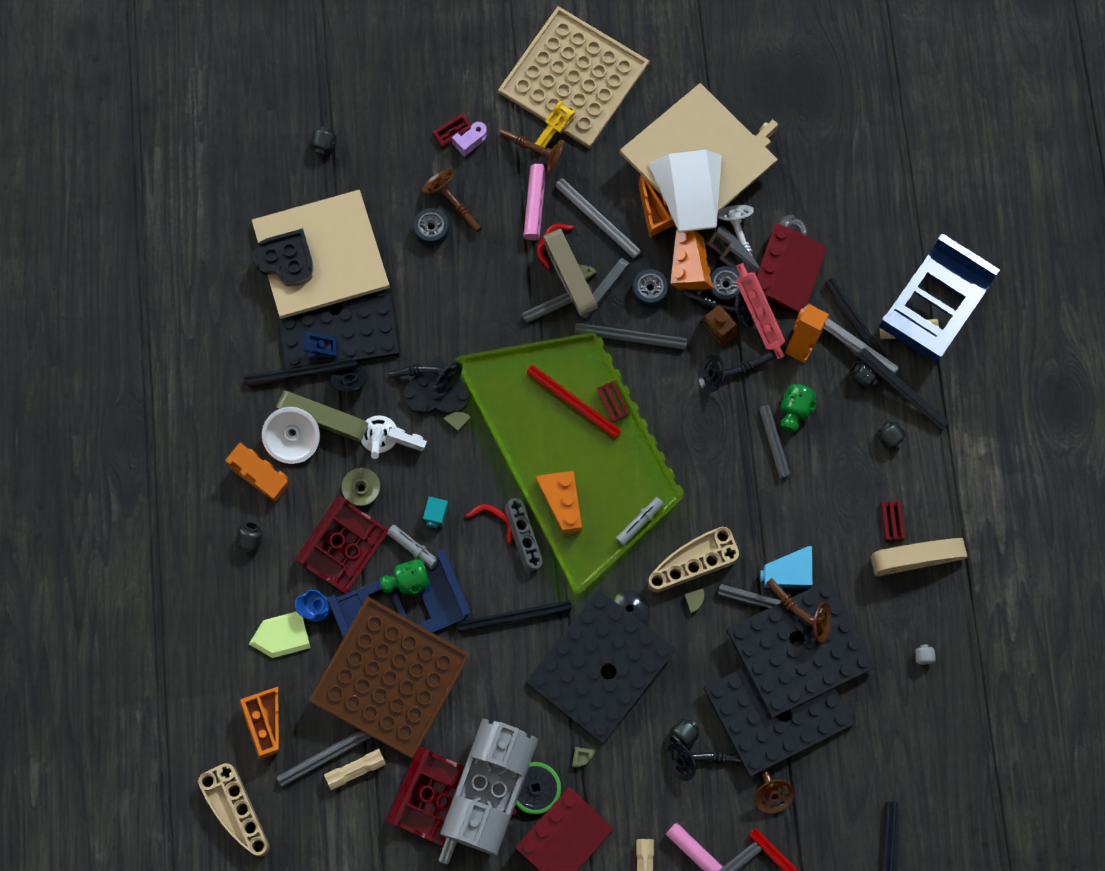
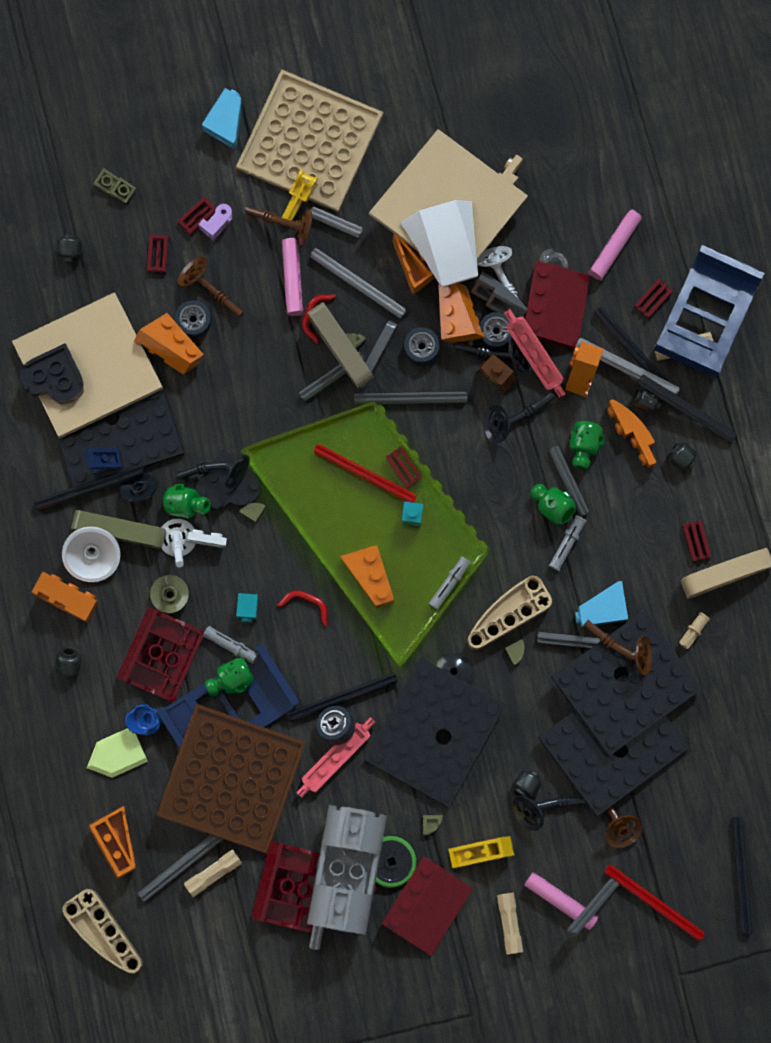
camera: 10 degrees left, 5 degrees up
(377, 90) = (114, 186): none -> olive slope
(391, 399) = (184, 502): none -> green piece
(404, 174) = (157, 269): none -> dark red tile
(405, 245) = (170, 343): none -> orange wedge
(495, 42) = (225, 118): none -> medium azure slope
(497, 674) = (334, 759): none -> coral plate
(505, 650) = (340, 733): none -> wheel
(526, 534) = (334, 616): dark grey beam -> none
(586, 157) = (336, 222): none -> light grey axle
(614, 447) = (412, 514): none -> teal brick
(628, 793) = (481, 851): none -> yellow slope
(756, 460) = (553, 503): none -> green piece
(768, 495) = (557, 561): none -> light grey pin
(844, 397) = (630, 425): none -> orange slope
(856, 221) = (615, 245): none -> bright pink brick
(877, 608) = (694, 630): none -> tan axle
(897, 269) = (664, 286): none -> dark red tile
(925, 655) = (747, 669): light grey piece -> none

